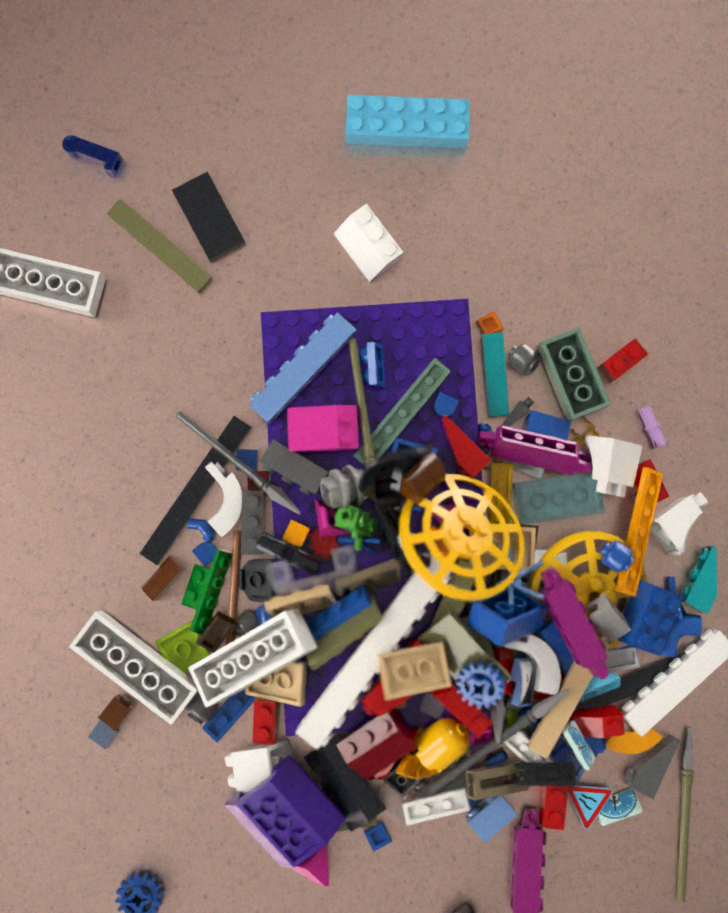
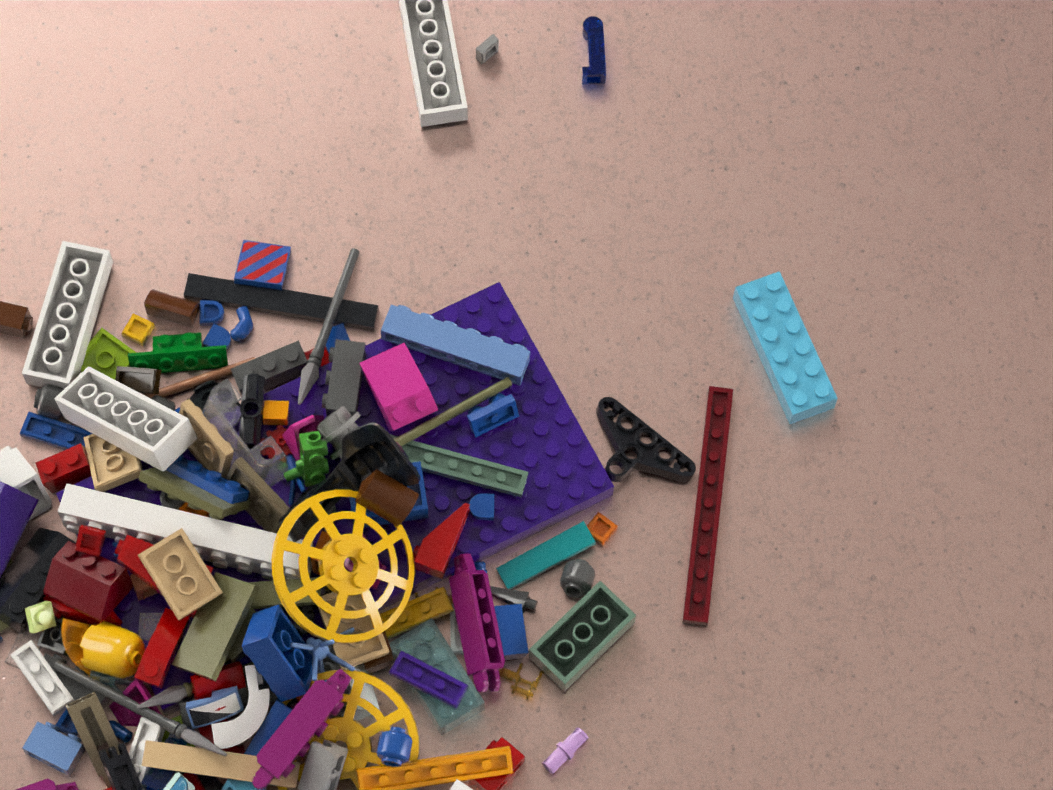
camera: 65 degrees right, 15 degrees down
(52, 235) = (487, 49): none -> light grey tile
(158, 492) = (262, 264): none -> blue tile
(159, 245) = (527, 157): olive tile -> none
(169, 612) = (138, 329): none -> yellow tile
(180, 549) = (210, 313): none -> blue tile
(208, 216) = (582, 192): black tile -> none
(231, 507) = (265, 340): white arch -> none
(350, 730) = (90, 540): none -> red tile
(368, 243) = (630, 364): white slope -> none
(386, 789) = (40, 616): none -> yellowish green plate
(429, 272) = (647, 454): none -> black beam
(480, 693) = (193, 649): gear -> none
(506, 236) = (708, 506): none -> dark red plate
(566, 506) = (428, 679): none -> dark purple tile
(613, 464) = (499, 713): white hips -> none
(622, 360) = (624, 685): red brick -> none

